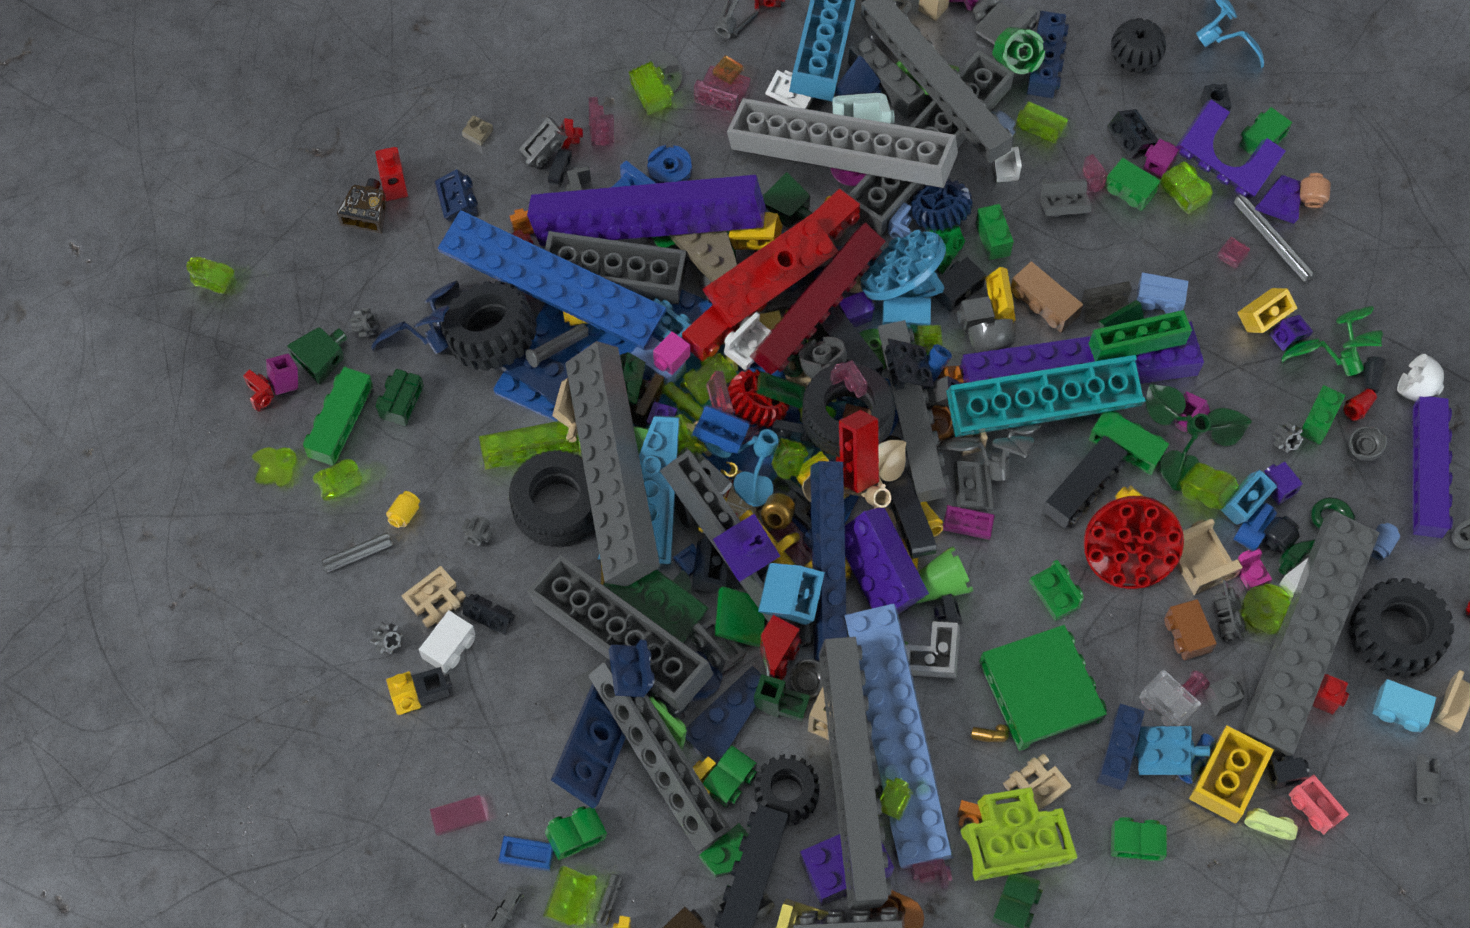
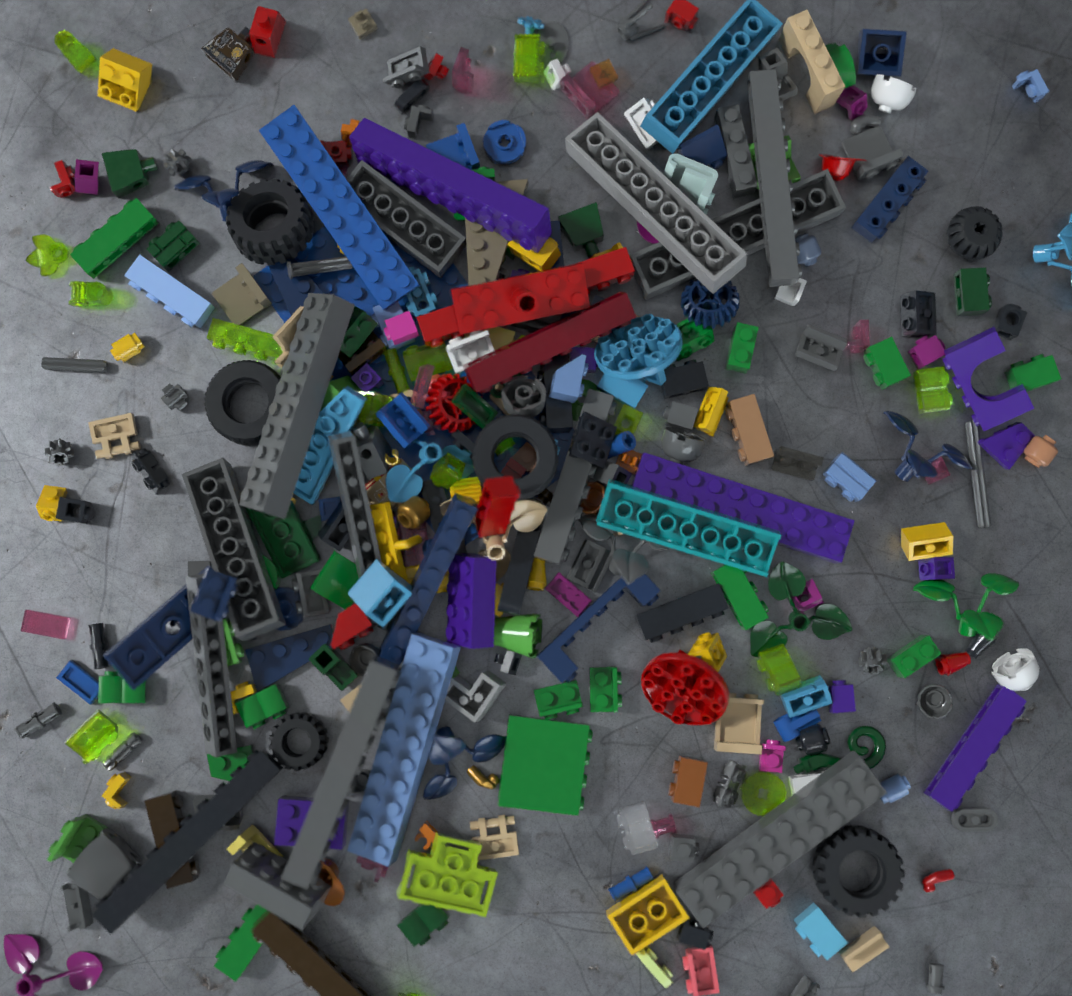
camera: 25 degrees right, 20 degrees up
(272, 276) = (123, 79): none -> yellow slope
(419, 439) = (169, 291): none -> light blue brick
(447, 642) = (104, 480): white brick -> none
(456, 194) = (312, 79): dark blue bracket -> none
(494, 407) = (241, 297): none -> dark tan bracket
(527, 806) = (98, 645): none -> black pin
(636, 61) = (530, 24): none -> dark azure plant
(684, 89) = (555, 72): none -> white tile
(746, 547) = (363, 537): dark purple tile -> none
(852, 377) = (525, 441): clear pink bracket -> none
(855, 325) = (567, 380): none -> medium blue slope
(895, 798) = (367, 803): clear neon green bracket -> none
(900, 222) = (669, 295): medium blue bracket -> none
(944, 696) = (446, 747): none -> dark blue plant
(985, 42) = (838, 166): none -> red piece
(996, 579) = (643, 592): none -> dark blue plate
(1015, 39) = (862, 188): green brick -> none
(1018, 621) = (558, 699): none -> green bracket
(1041, 122) = (846, 262): clear neon green bracket -> none
(1121, 746) = (572, 849): dark blue arch -> none
(1126, 314) = (799, 485): dark green tile -> none
(1138, 840) = (545, 923): green brick -> none
(1140, 336) = (797, 519): green brick -> none
(1167, 93) = (972, 291): none -> dark green brick
(1167, 750) = (608, 867): dark azure plate -> none
(1210, 256) = (914, 463): none -> dark blue plant

